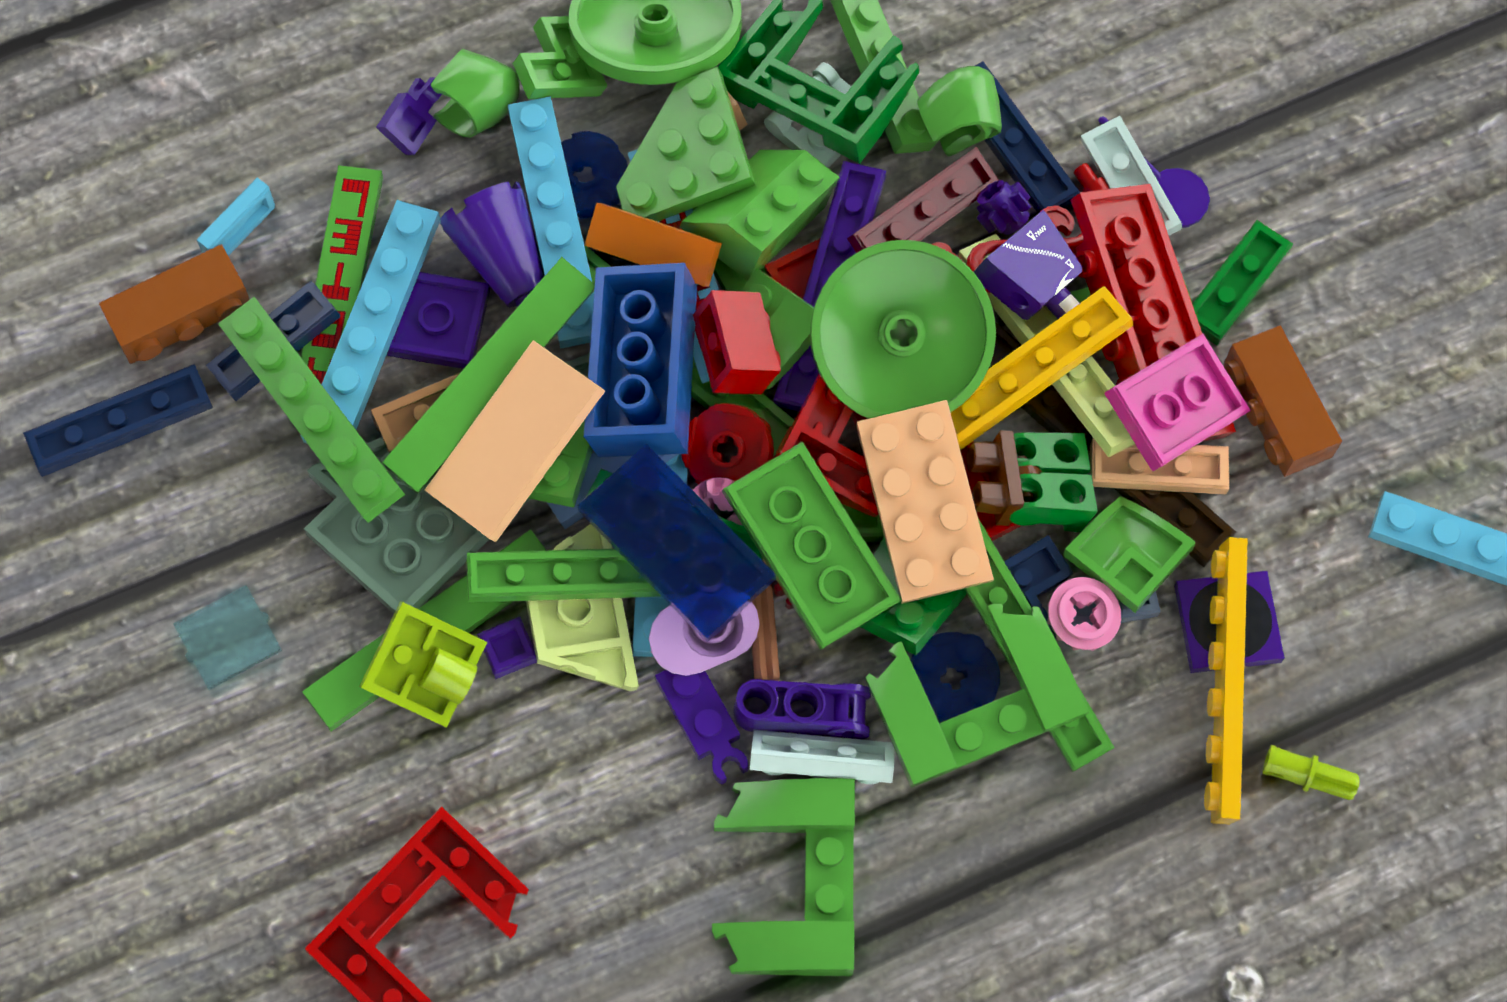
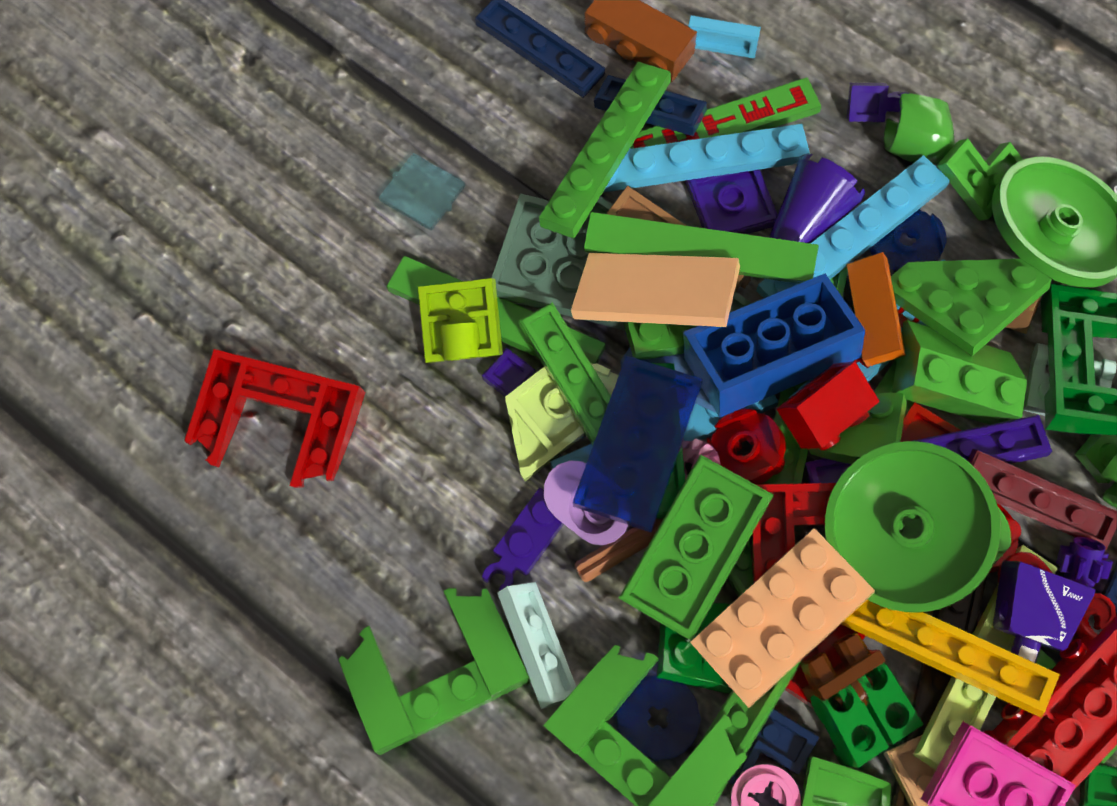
camera: 70 degrees right, 0 degrees up
(829, 704) = (576, 632): dark purple piece -> none

